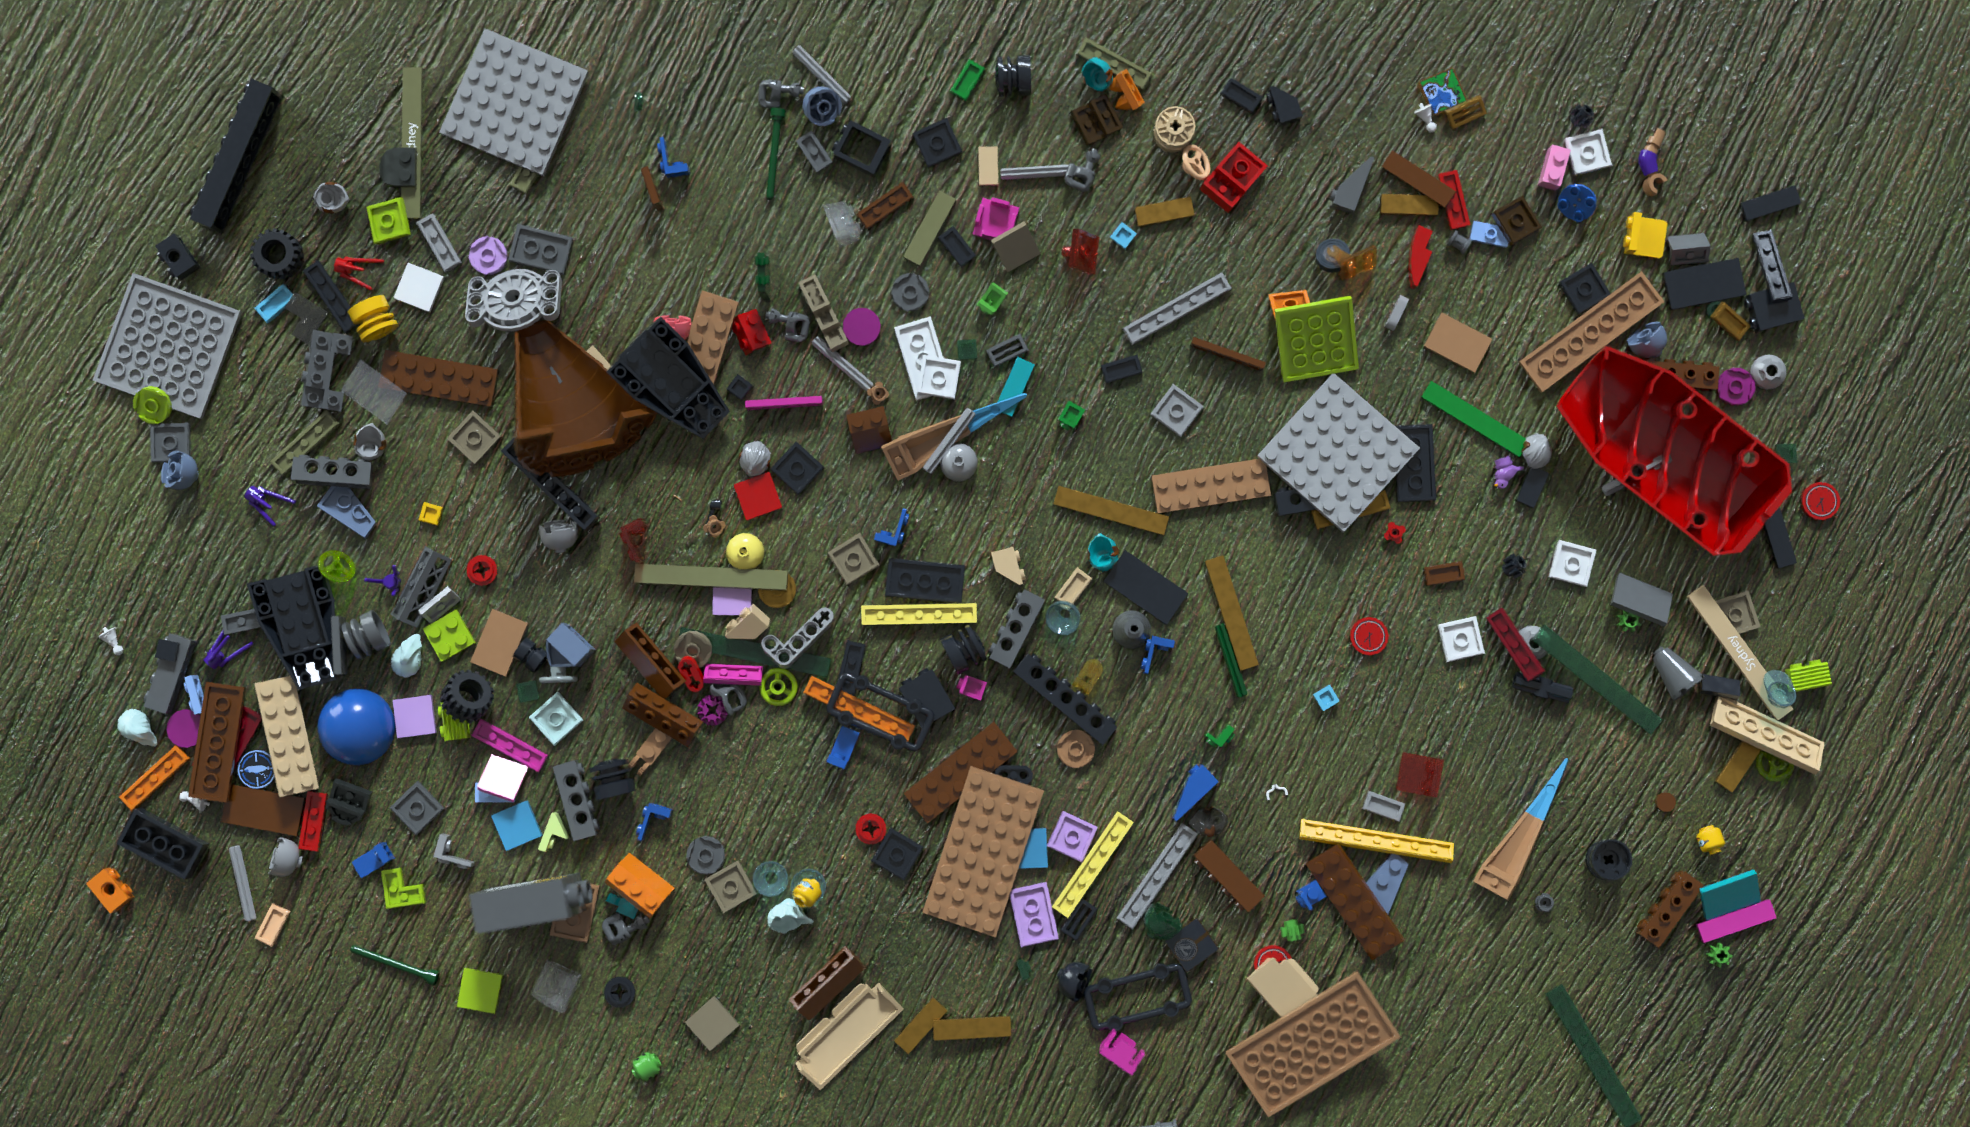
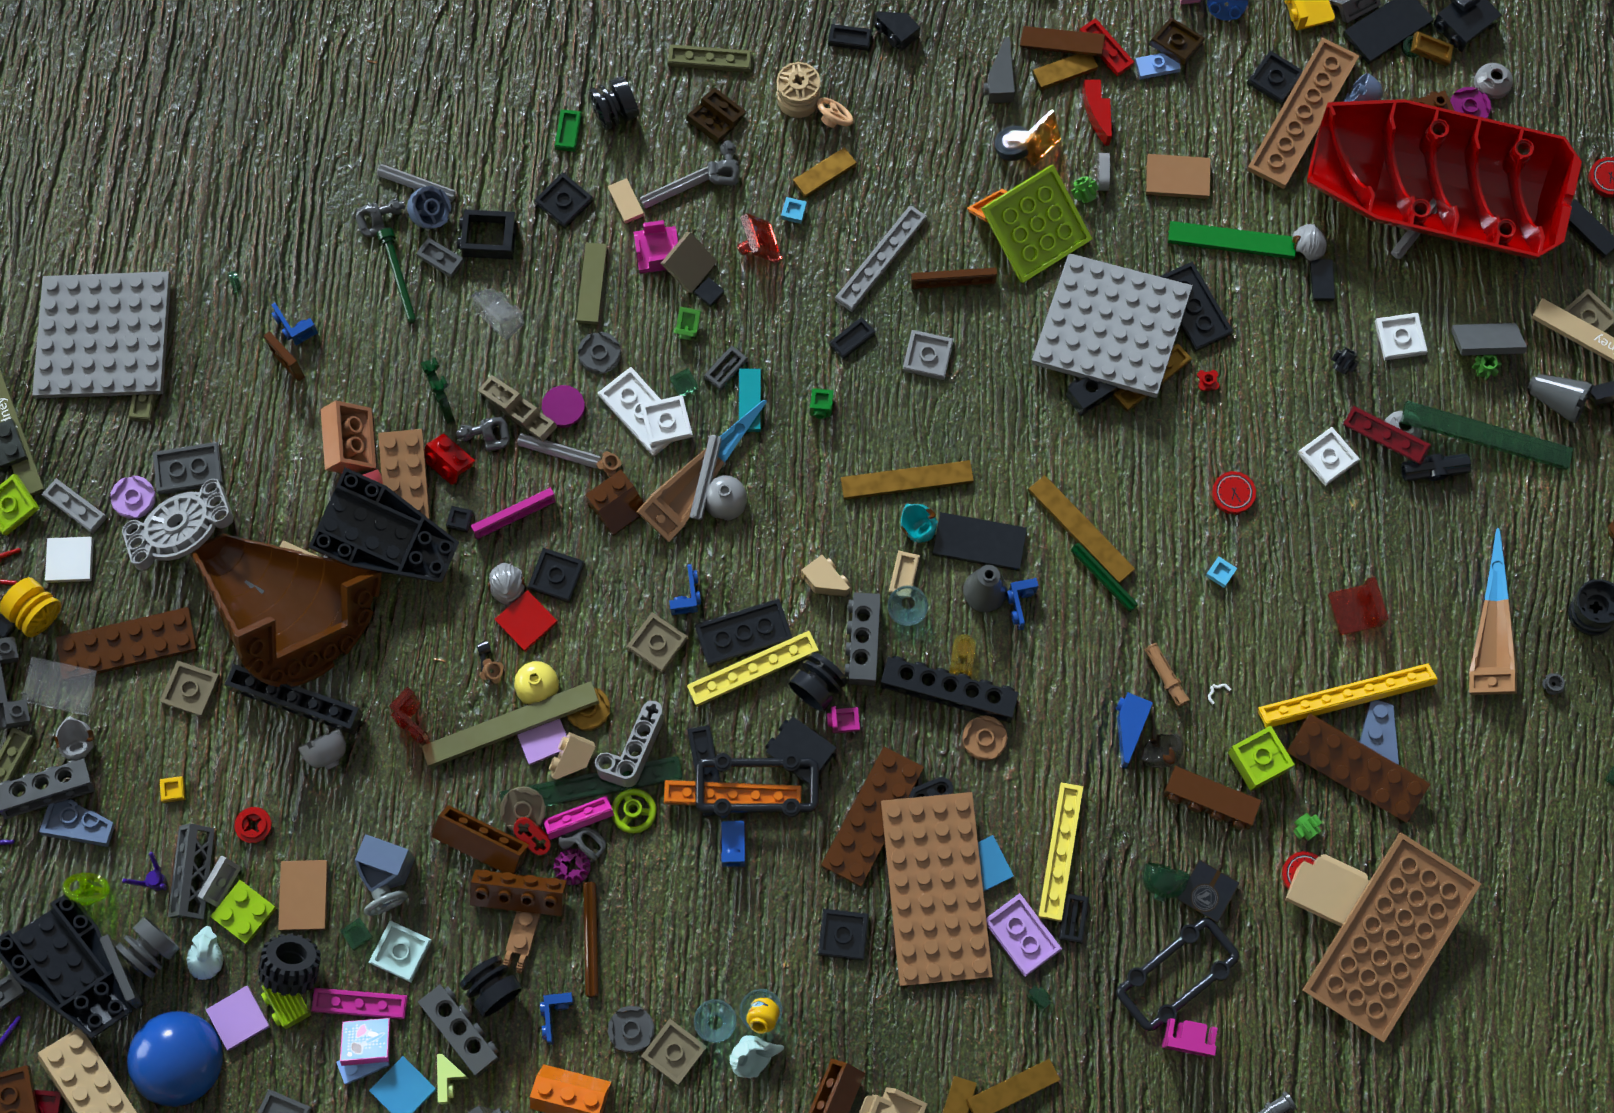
camera: 25 degrees left, 15 degrees down
(530, 655) = (344, 892): black wheel -> none
(677, 280) = (348, 437): none -> nougat slope
(703, 773) = (590, 939): none -> reddish brown axle
(865, 836) = (803, 908): red gear -> none
(885, 206) = (536, 281): reddish brown tile -> none
(957, 246) = (628, 290): black tile -> none
(1022, 278) = (709, 292): none -> black tile
(1072, 836) = (1024, 831): lavender tile -> none
(1074, 979) = (1100, 984): black cylinder -> none
(1097, 74) = (697, 70): teal hair -> none
(1131, 98) = (741, 80): orange tile -> none
(1157, 876) = (1135, 835): light grey tile -> none
(1210, 485) = (998, 413): medium nougat plate -> none
(1225, 736) = (1136, 654): green bracket -> none
(1233, 177) = (878, 113): red slope -> none
(1242, 762) = (1170, 681): none -> medium nougat pin
(1282, 862) = (1260, 758): none -> lime container
(1309, 895) = (1306, 782): blue bracket -> none
(1373, 322) = (1085, 189): none -> bright green gear
(1383, 806) = (1336, 657): light grey tile -> none
(1444, 573) = (1278, 399): reddish brown tile -> none
(1462, 247) = (1131, 82): dark grey bush -> none
(1505, 472) = (1288, 275): medium lavender animal -> none

